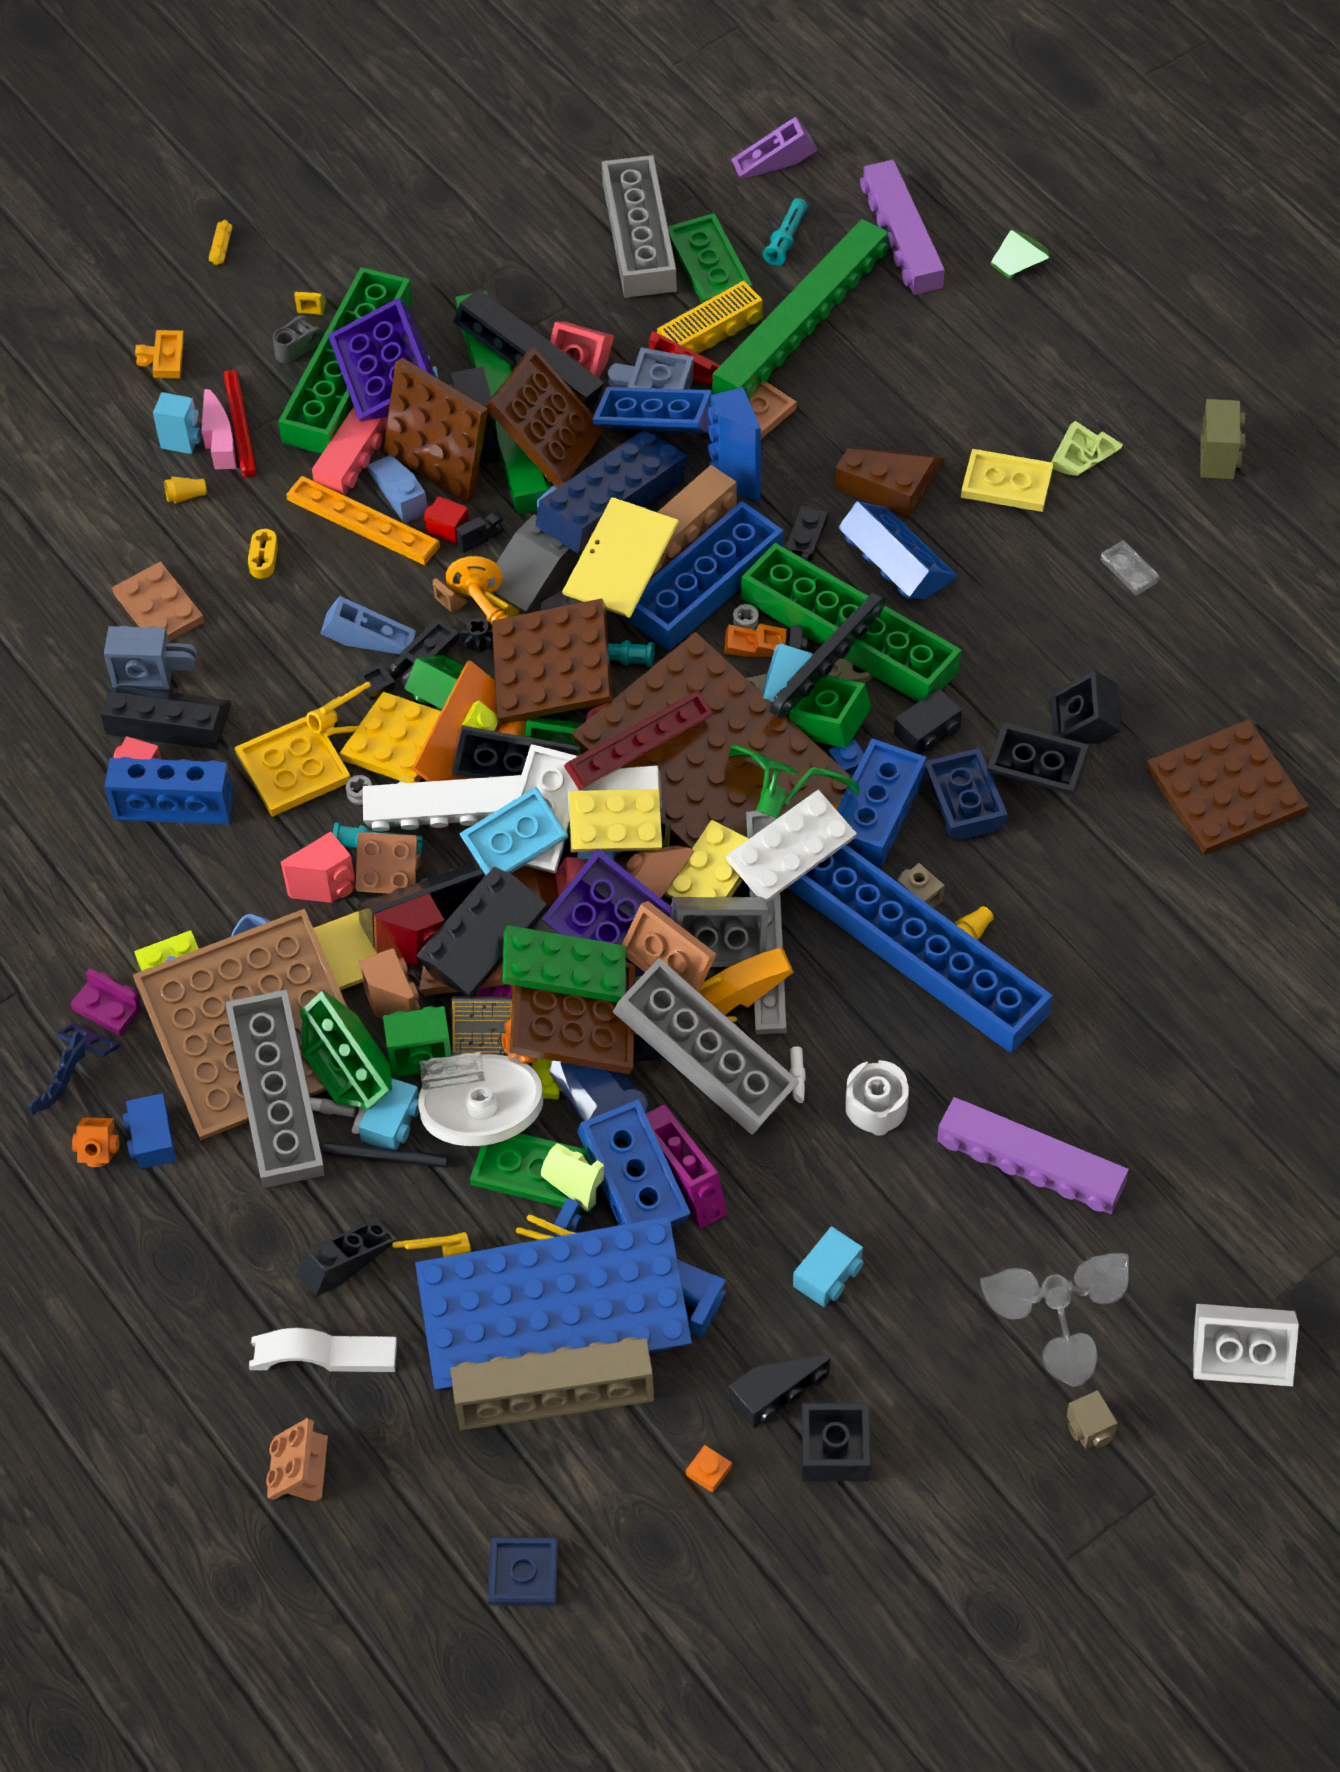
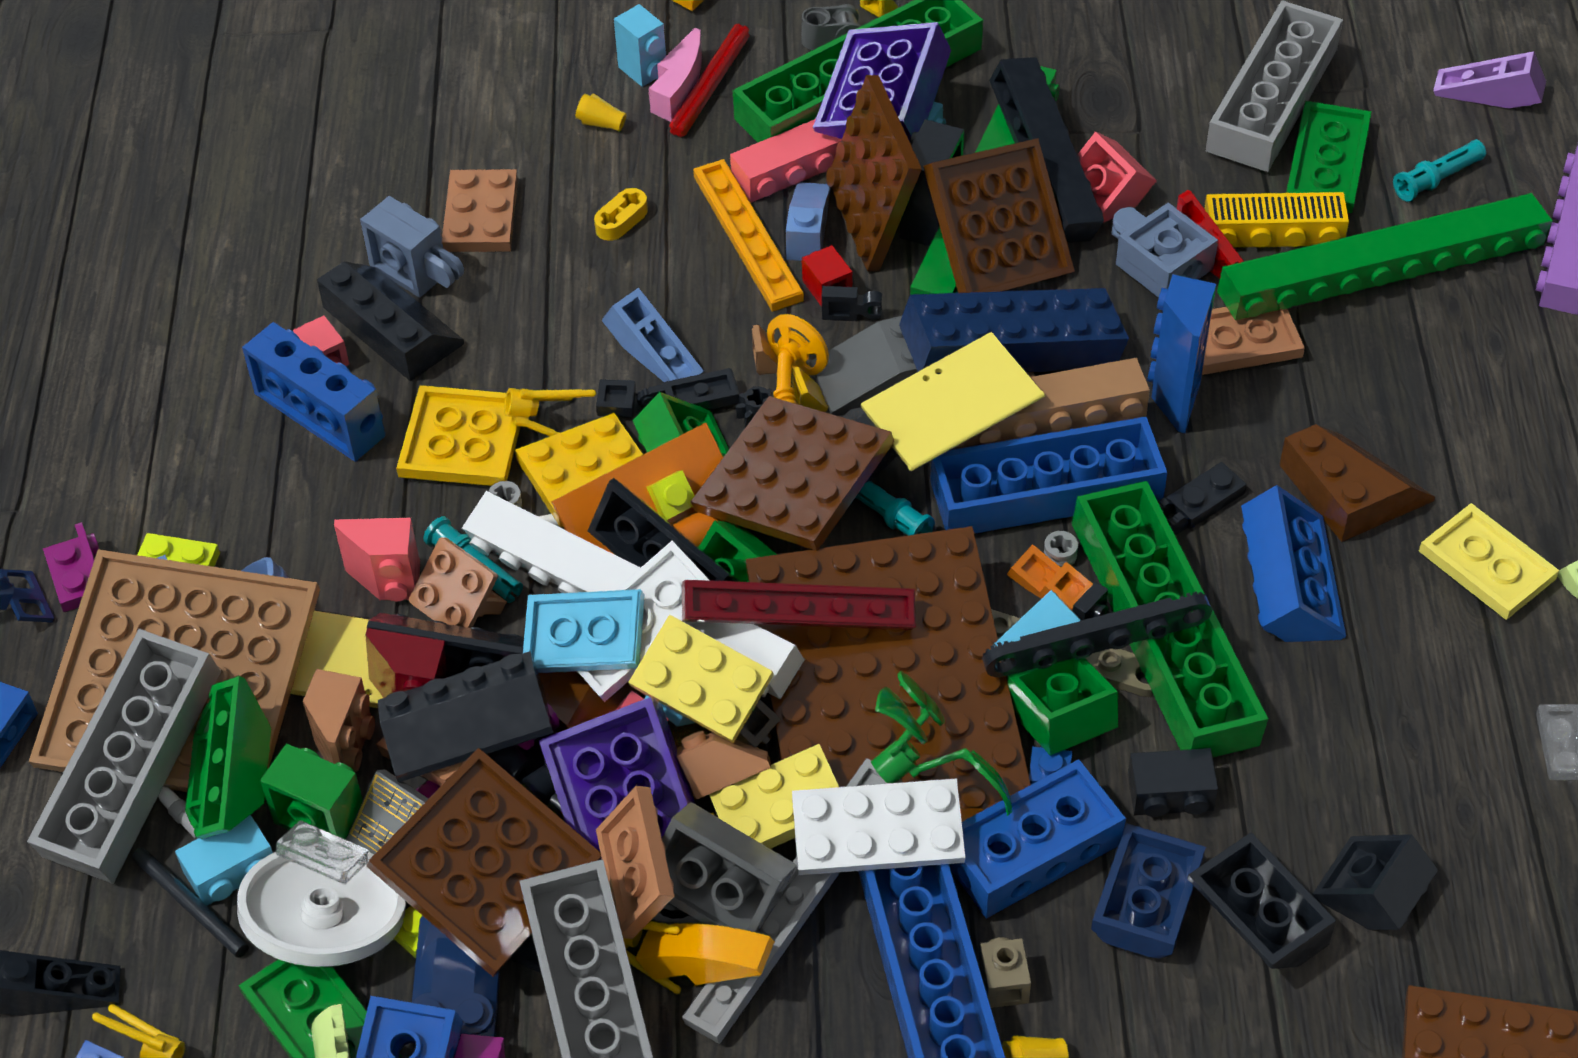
camera: 35 degrees right, 5 degrees down
(564, 964) = (509, 803): green plate -> none
(654, 410) = (1118, 267): blue slope -> none

